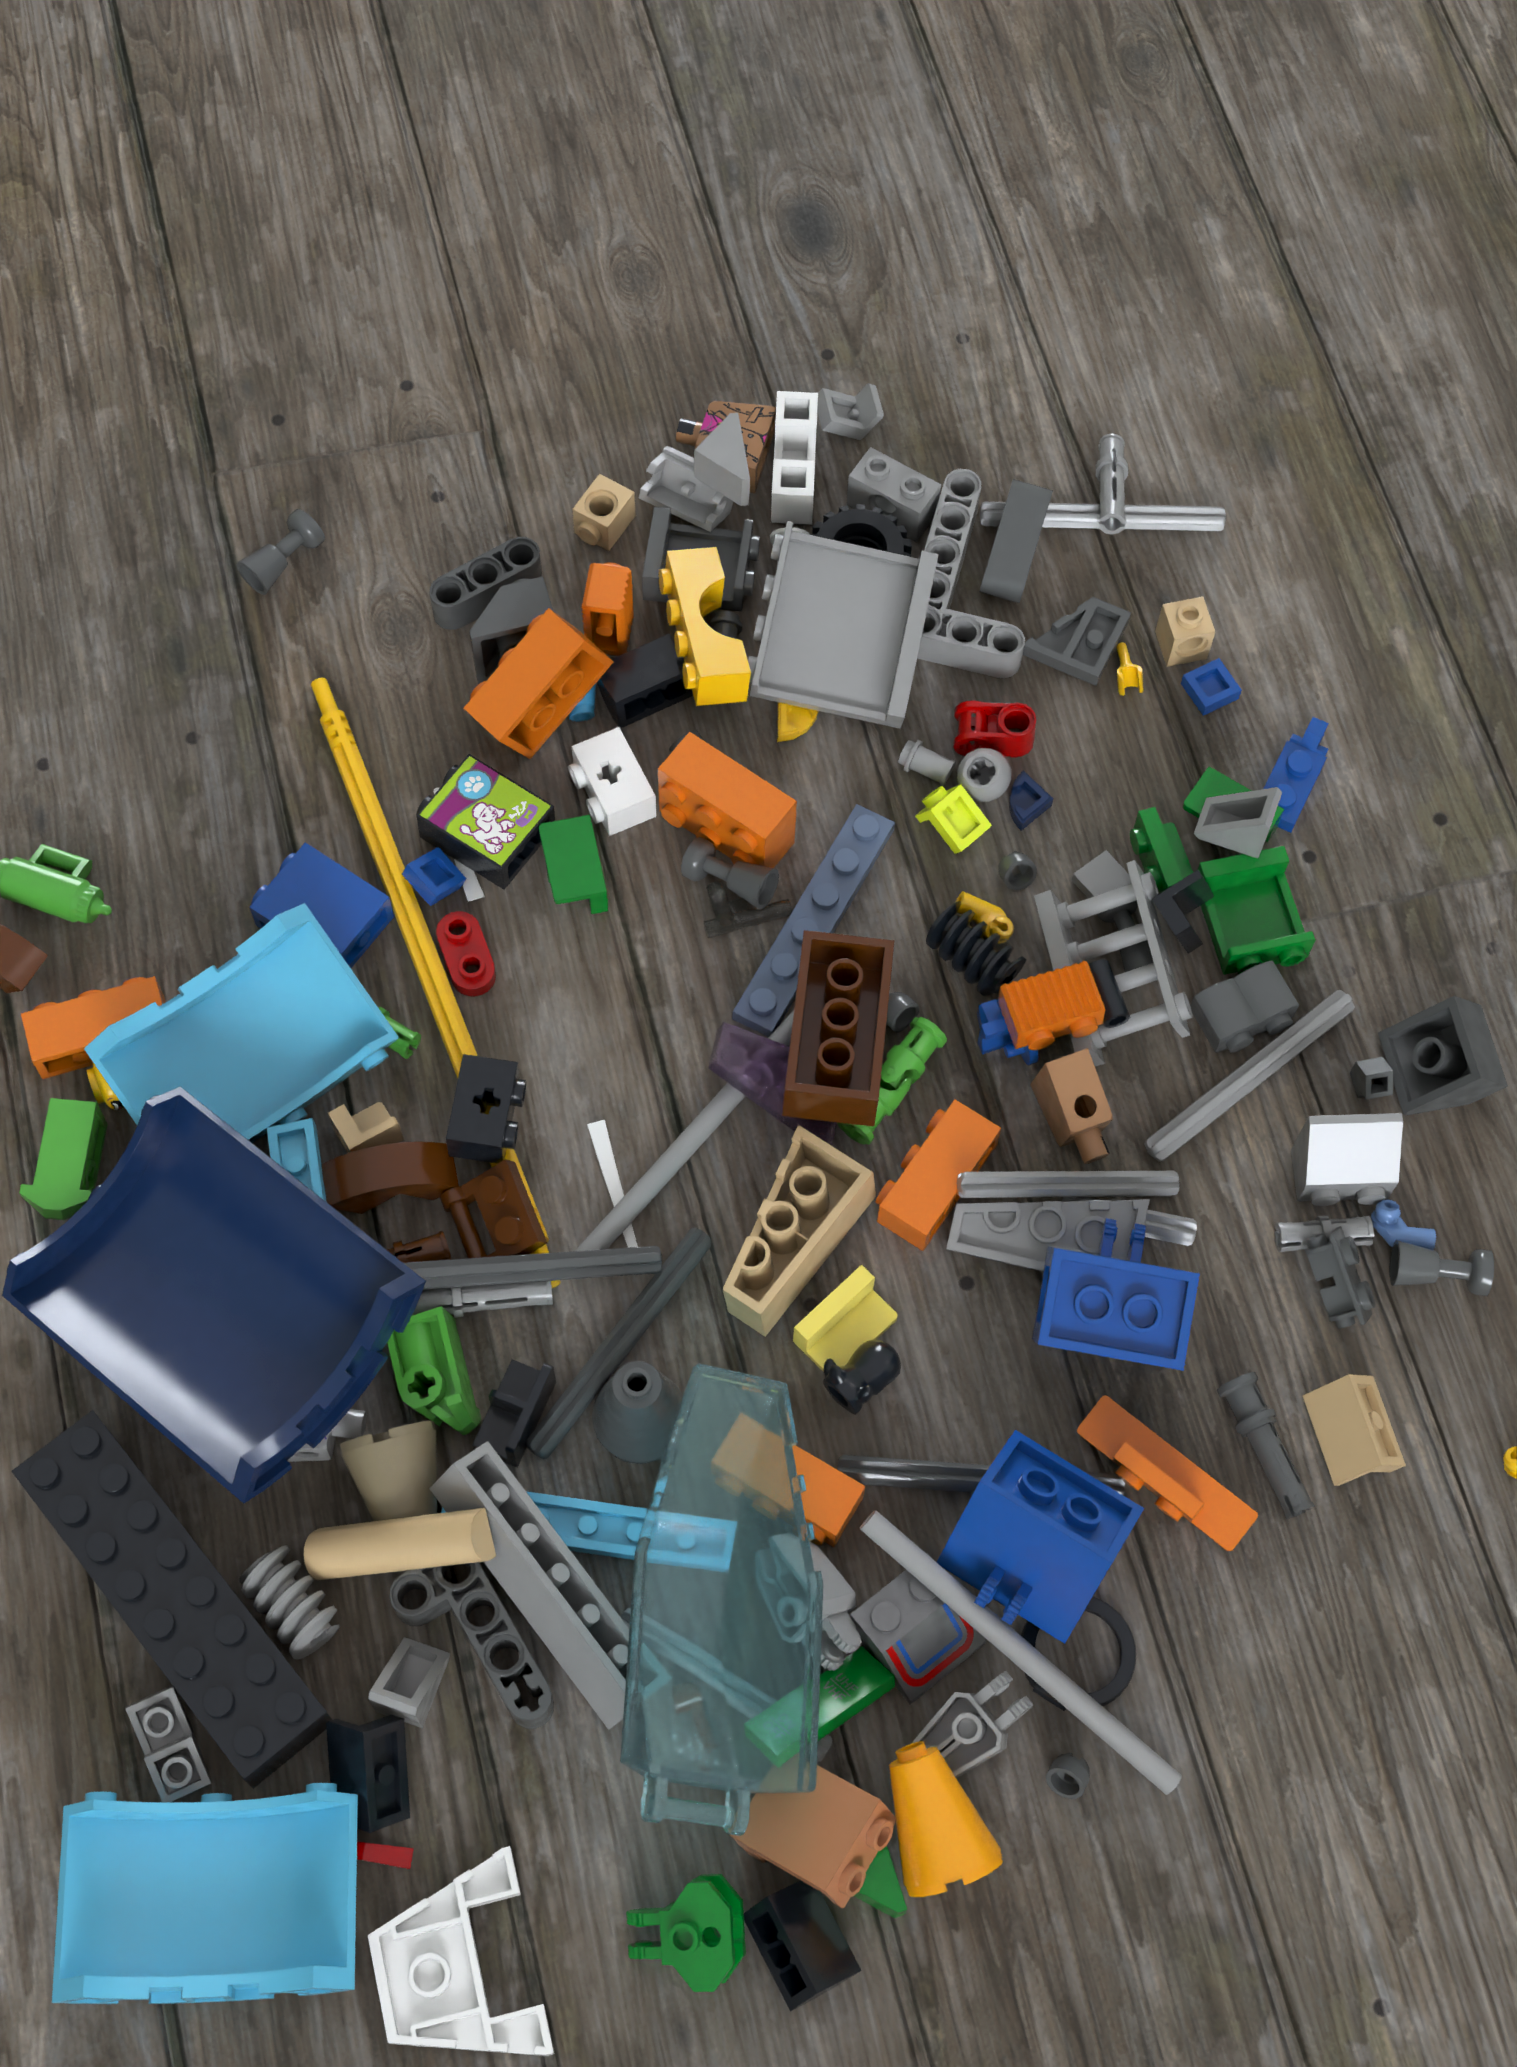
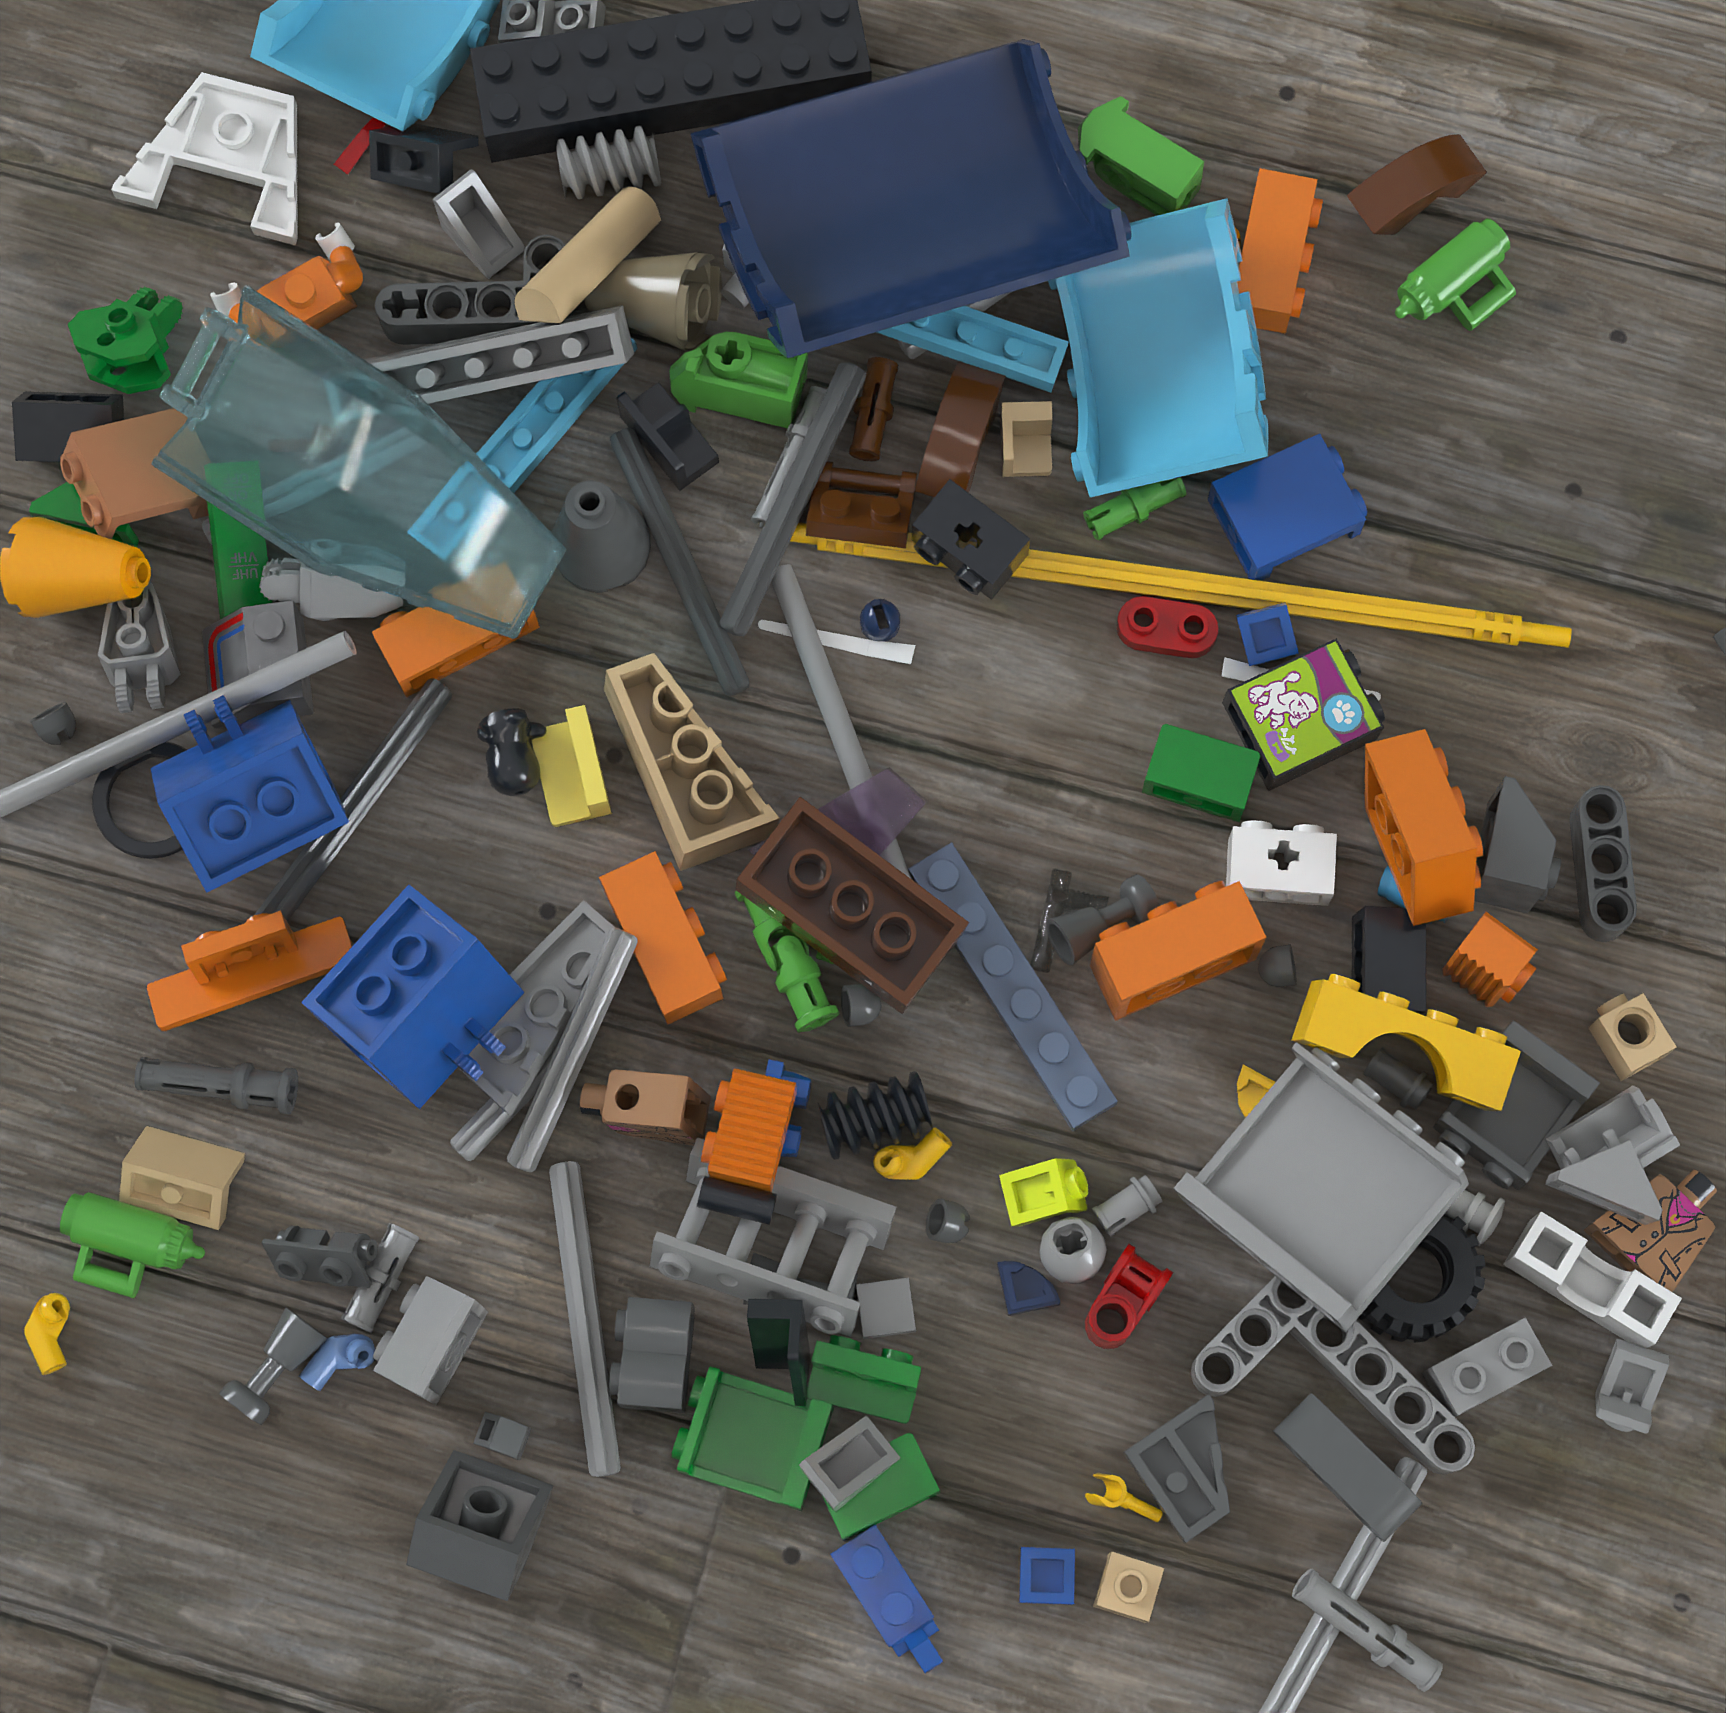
camera: 125 degrees right, 10 degrees up
(572, 1792) = (313, 291): none -> orange torso
(586, 1168) = (869, 622): none -> dark blue hinge
(1426, 1440) = (127, 1233): none -> bright green piece

